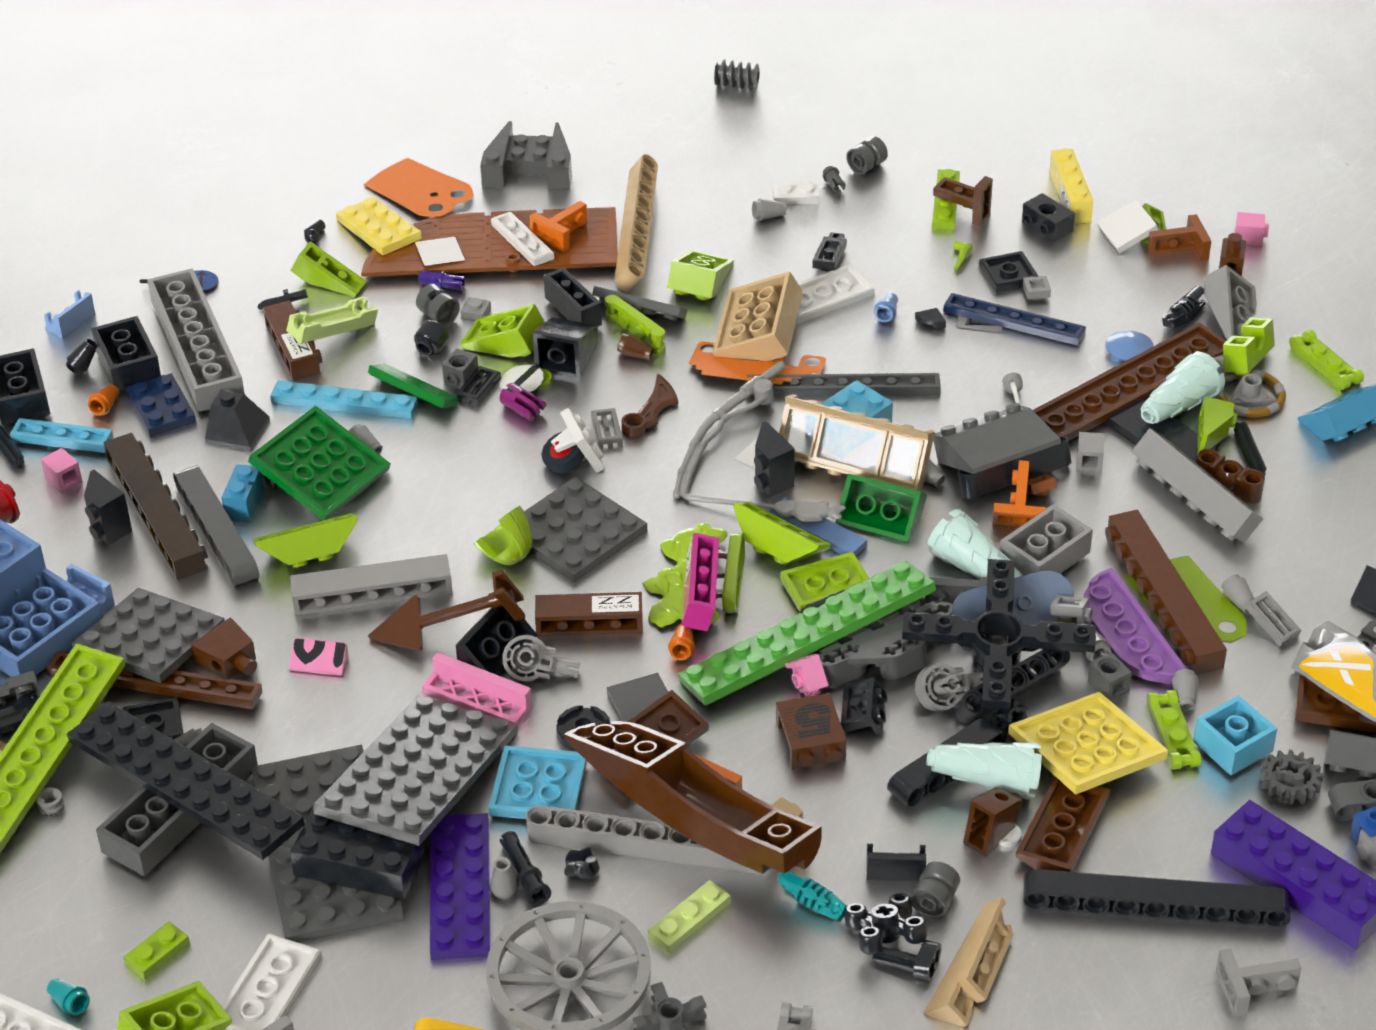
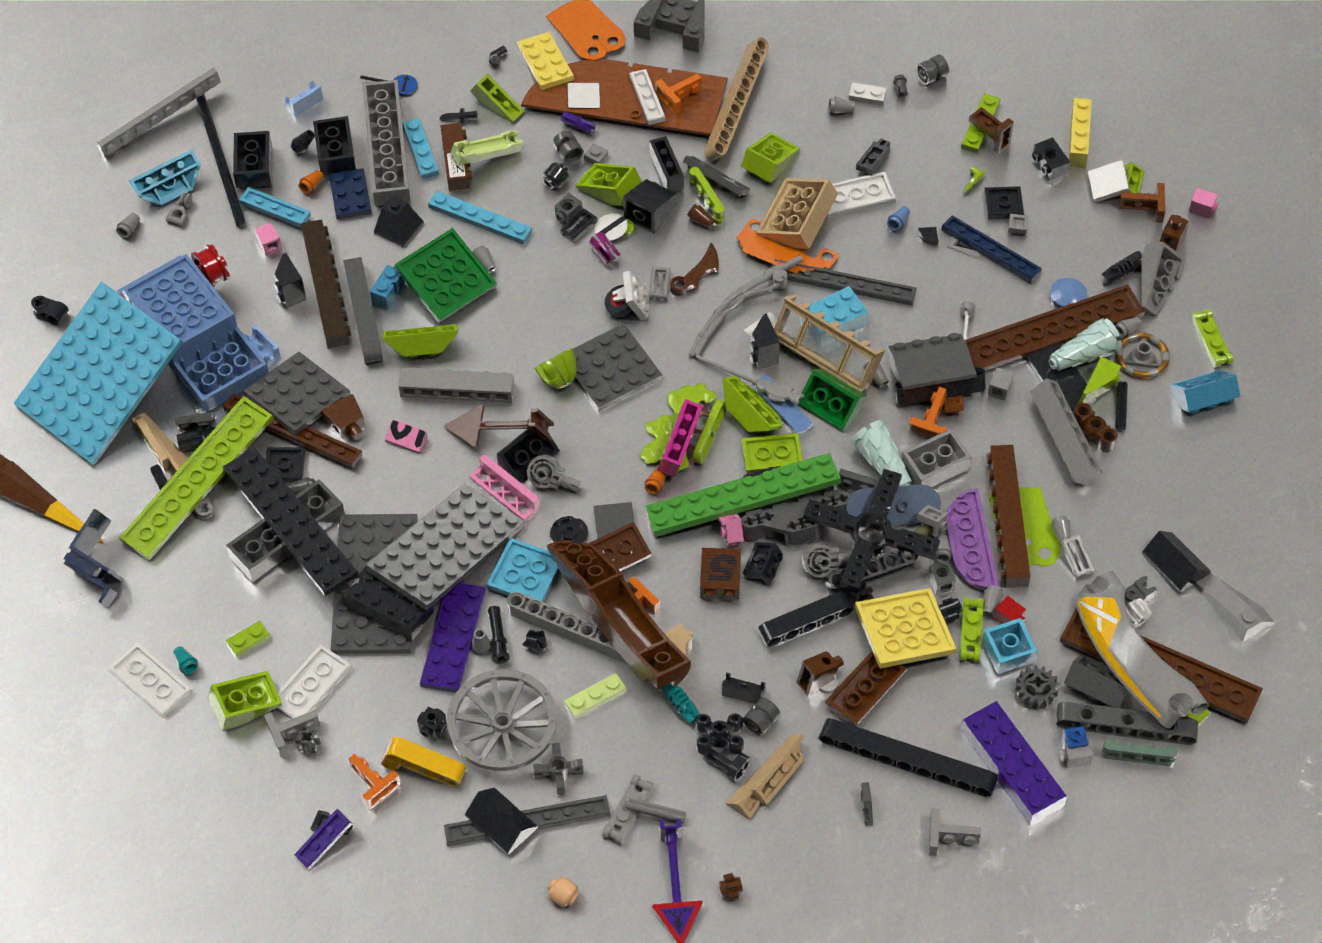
camera: 15 degrees right, 15 degrees up
(243, 342) = (420, 148): none -> medium azure plate
(413, 385) = (531, 216): green tile -> none
(465, 998) = (432, 723): none -> black brick
(589, 614) = (598, 443): reddish brown brick -> none
(990, 765) = (830, 633): light aqua cone -> none
(1124, 967) = (866, 803): none -> dark grey tile
(1138, 707) = (950, 608): none -> black gear
(1213, 694) = (1009, 610): none -> red brick
(1246, 351) = (1146, 323): lime arch -> none

